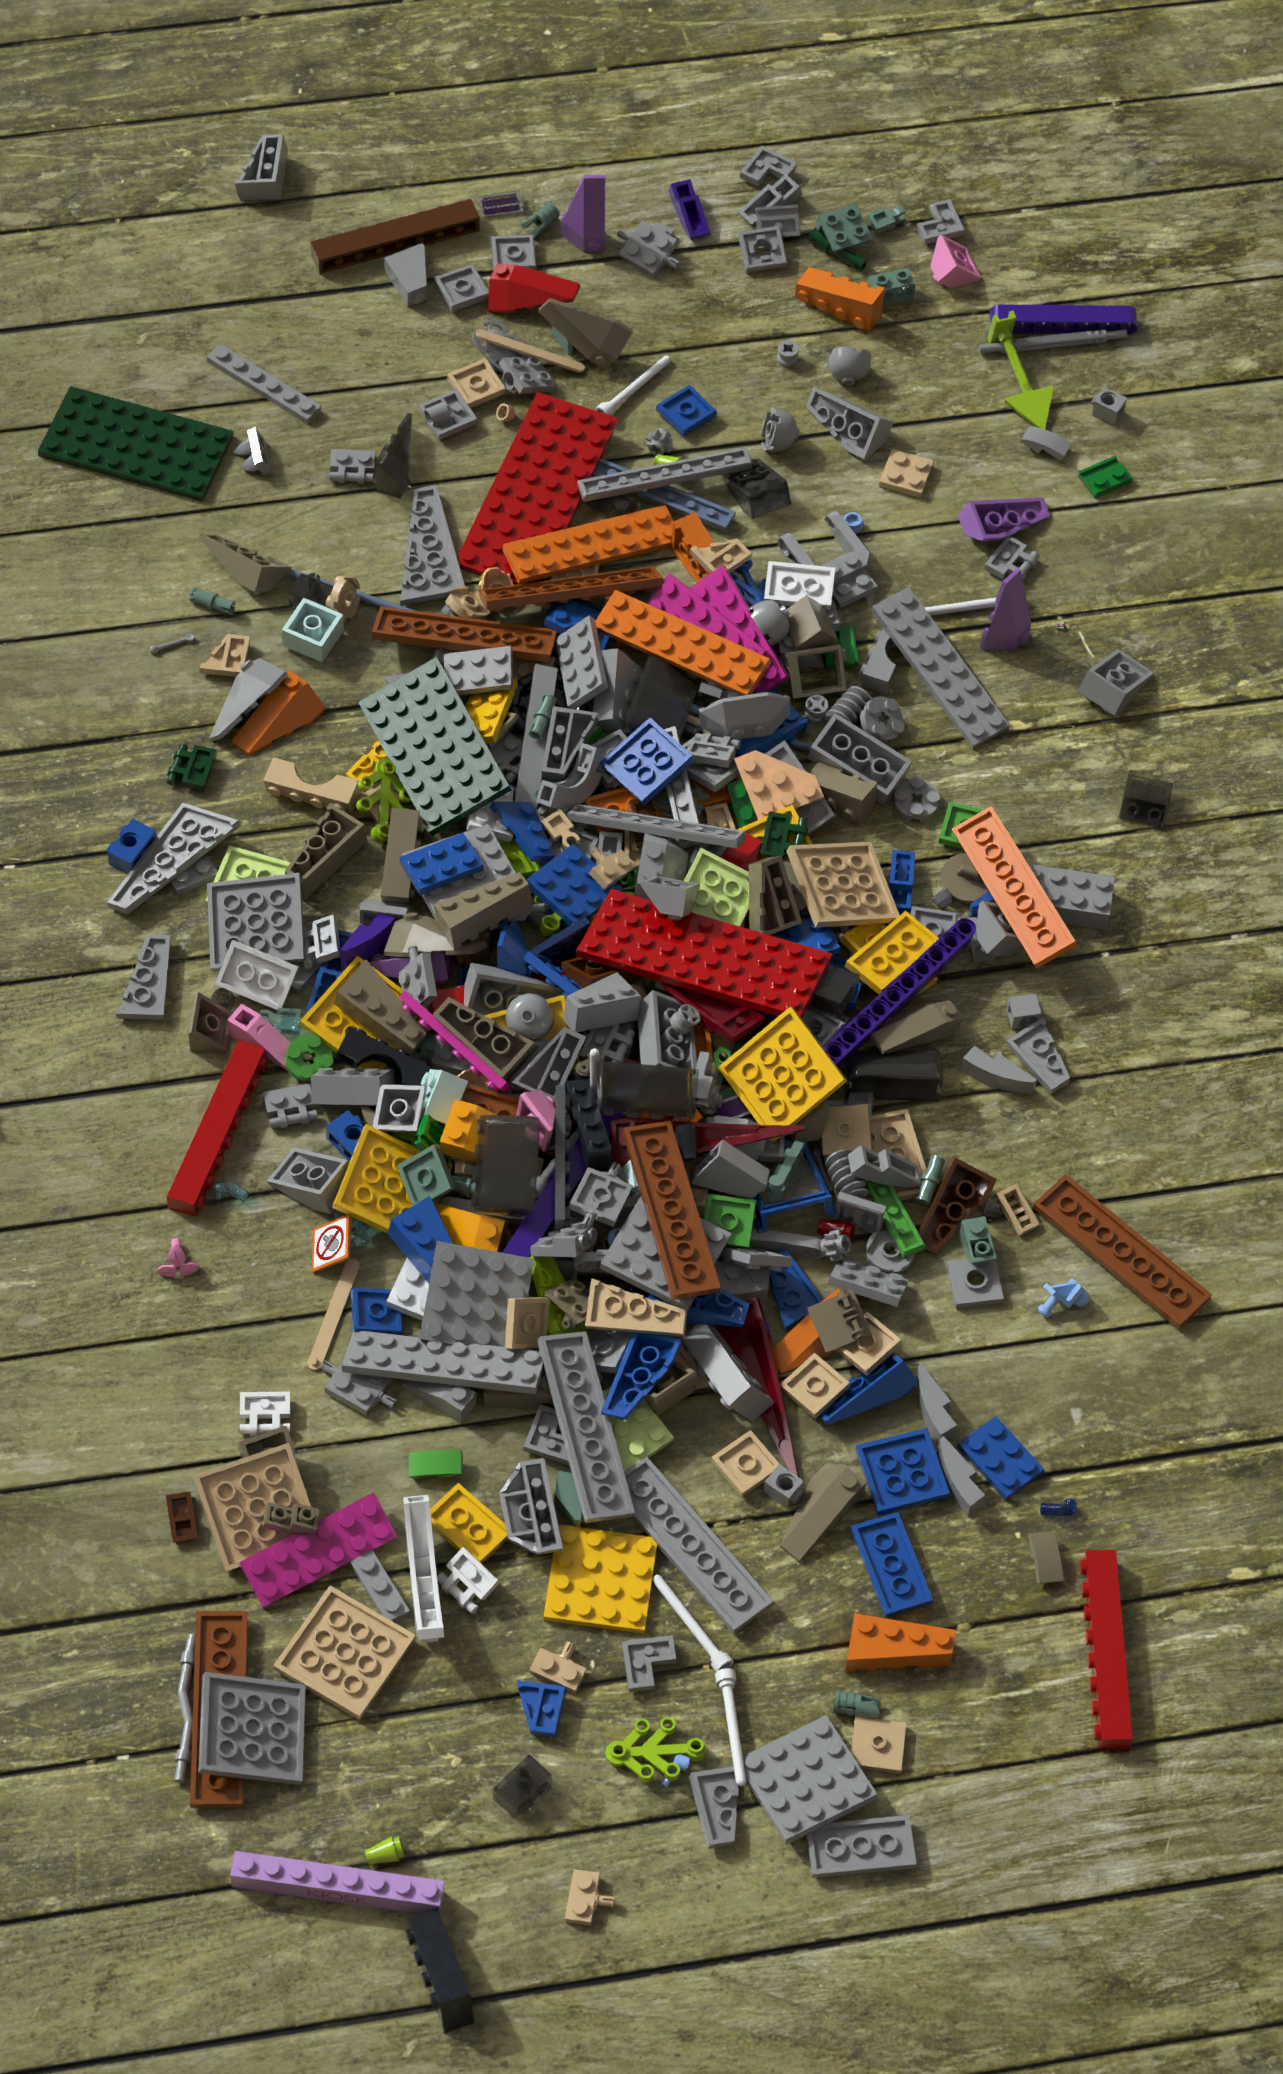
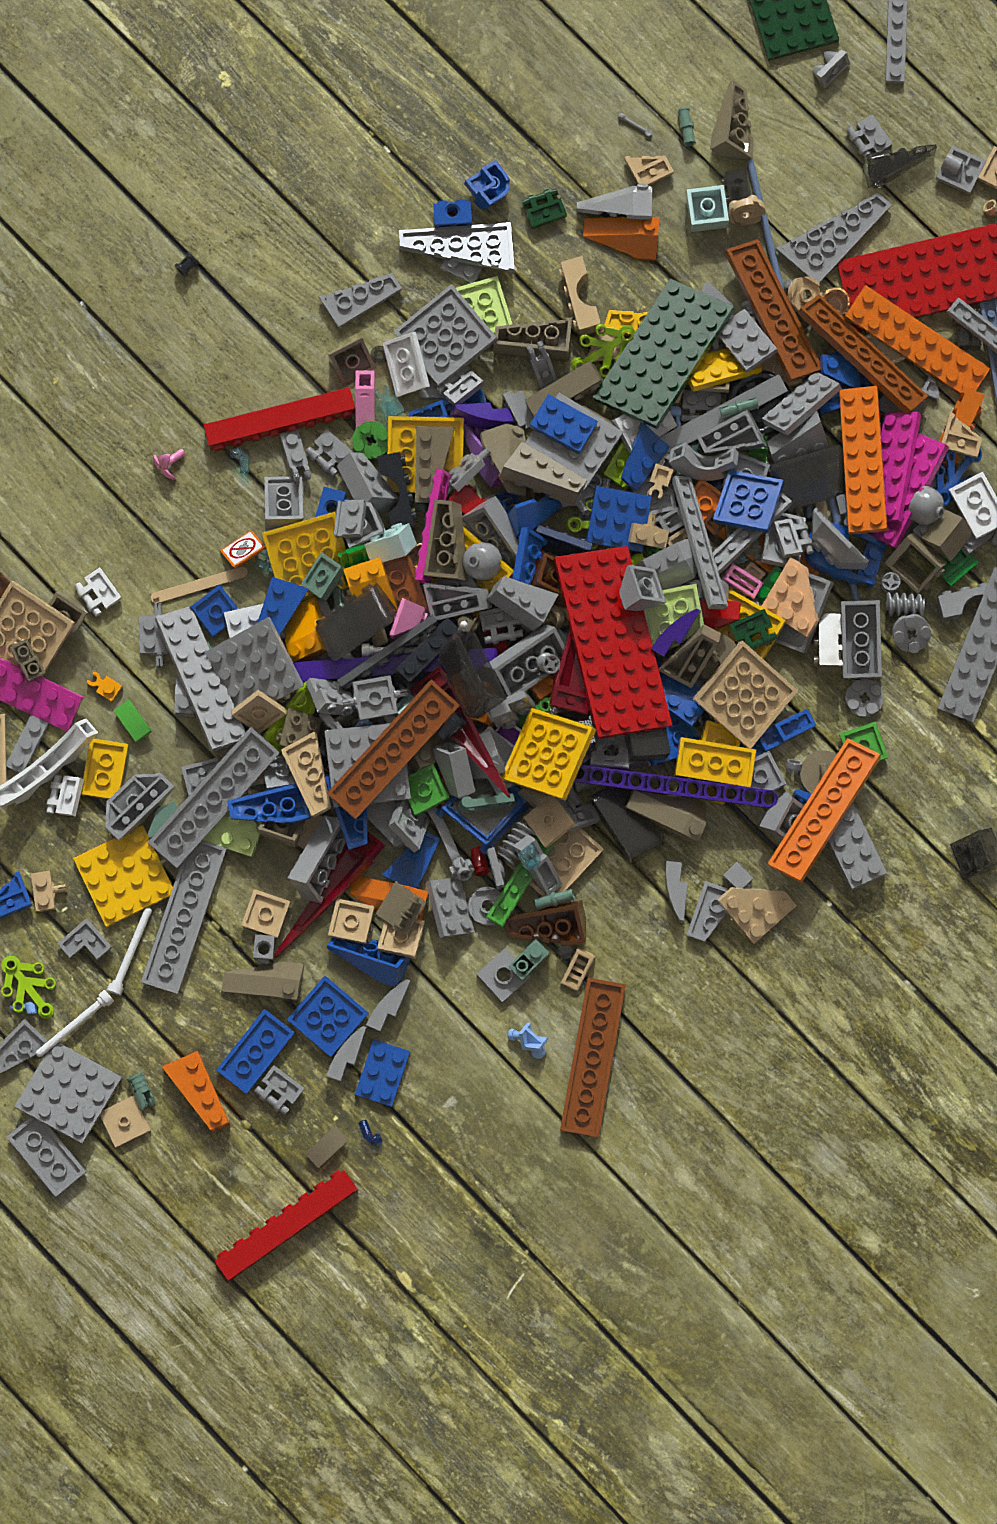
camera: 60 degrees right, 20 degrees up
(130, 795) = (488, 185): none -> blue brick
(268, 1138) = (295, 454): none -> light grey hinge
(359, 858) = (542, 366): none -> light grey hinge
(377, 1469) = (106, 688): none -> light orange plate
(385, 1112) = (350, 518): none -> light grey plate
(640, 562) = (931, 389): none -> light grey tile
(733, 823) = (732, 566): none -> bright pink tile
(736, 895) = (676, 631): none -> dark purple slope
(877, 1161) = (530, 857): none -> clear light blue slope
(949, 1560) = (283, 1085): none -> light grey plate
(1070, 1014) = (756, 909): none -> tan plate

